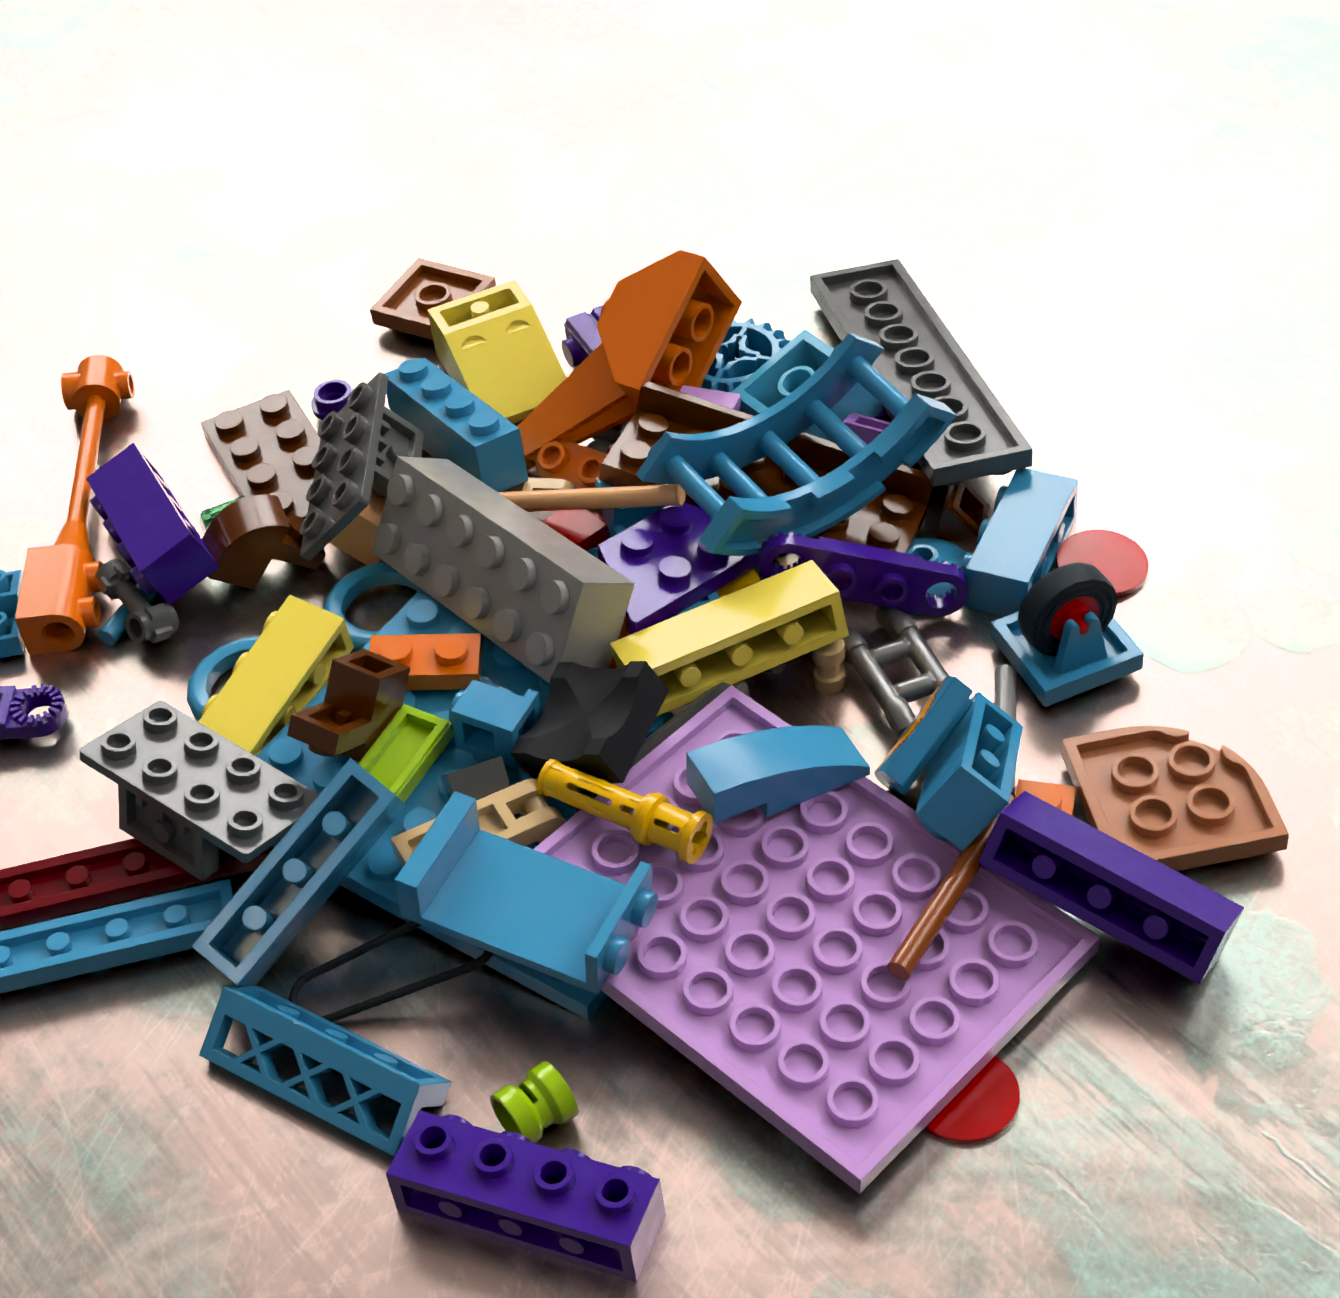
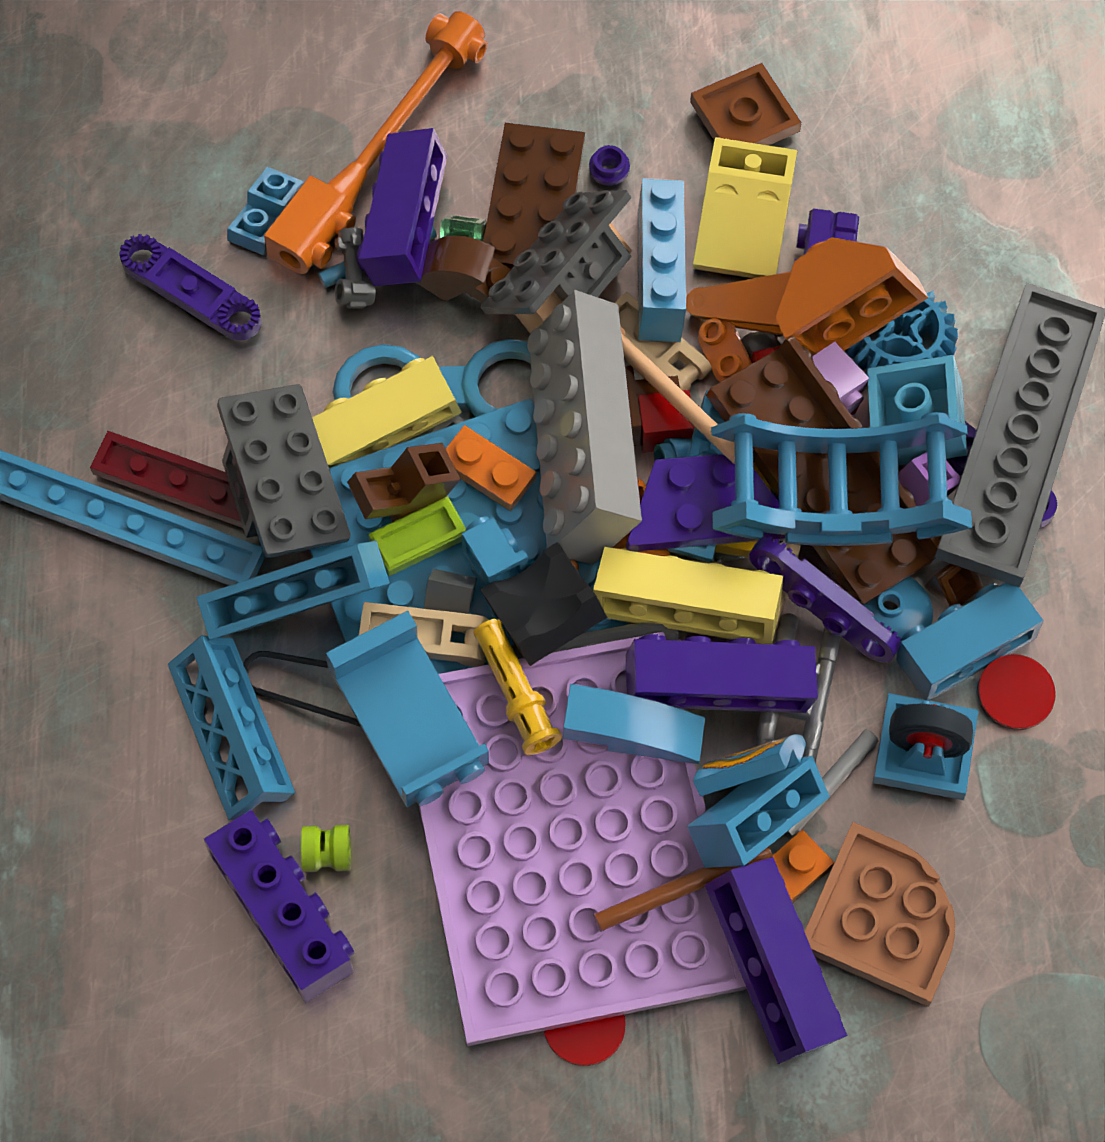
camera: 30 degrees right, 20 degrees up
(828, 675) = (723, 674): none -> dark purple brick

